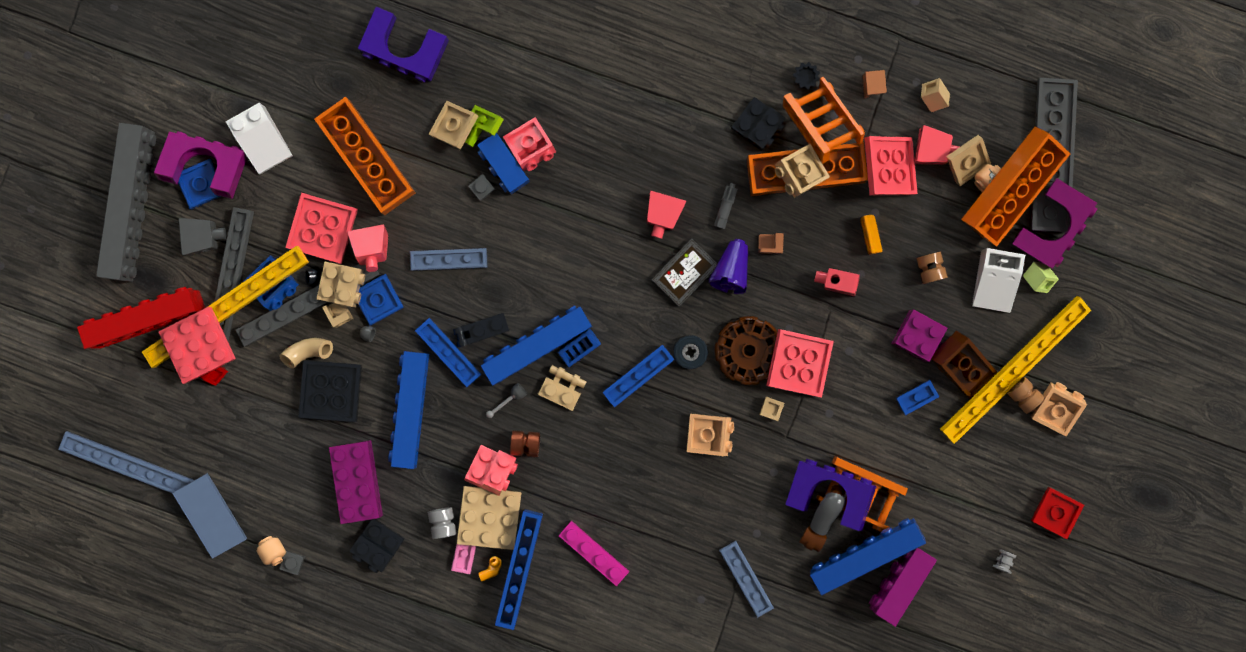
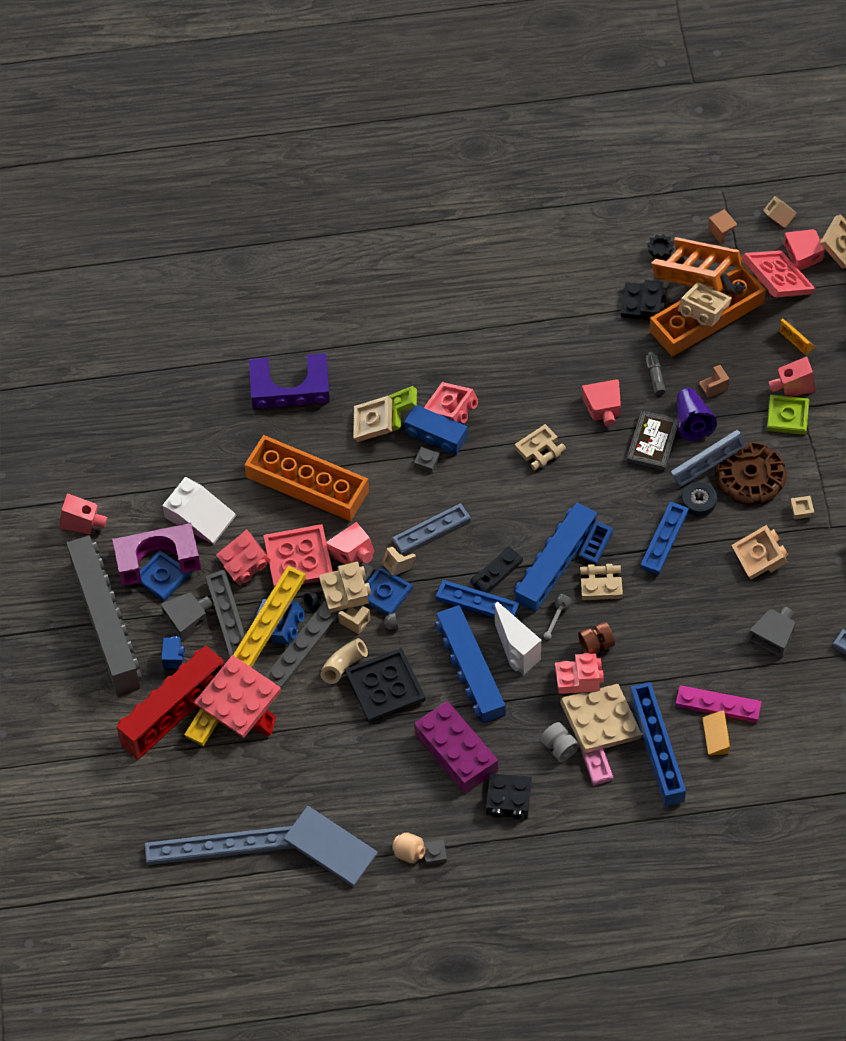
camera: 30 degrees left, 30 degrees down
(150, 87) = (80, 515): none -> coral torso
(170, 267) = (172, 653): none -> blue brick
(273, 206) = (243, 558): none -> coral plate
(400, 279) = (396, 562): none -> tan panel
(455, 415) = (519, 643): none -> white slope
(493, 569) = (632, 762): light orange arm -> none
(575, 580) = (716, 734): none -> light orange slope
(581, 223) = (537, 442): none -> tan plate
(678, 514) = (774, 631): none -> dark grey torso
(717, 323) = (708, 458): none -> sand blue tile
(799, 363) = (802, 457): coral plate -> none
(816, 308) = (788, 414): none -> lime tile
(836, 163) = (736, 289): none -> black arm

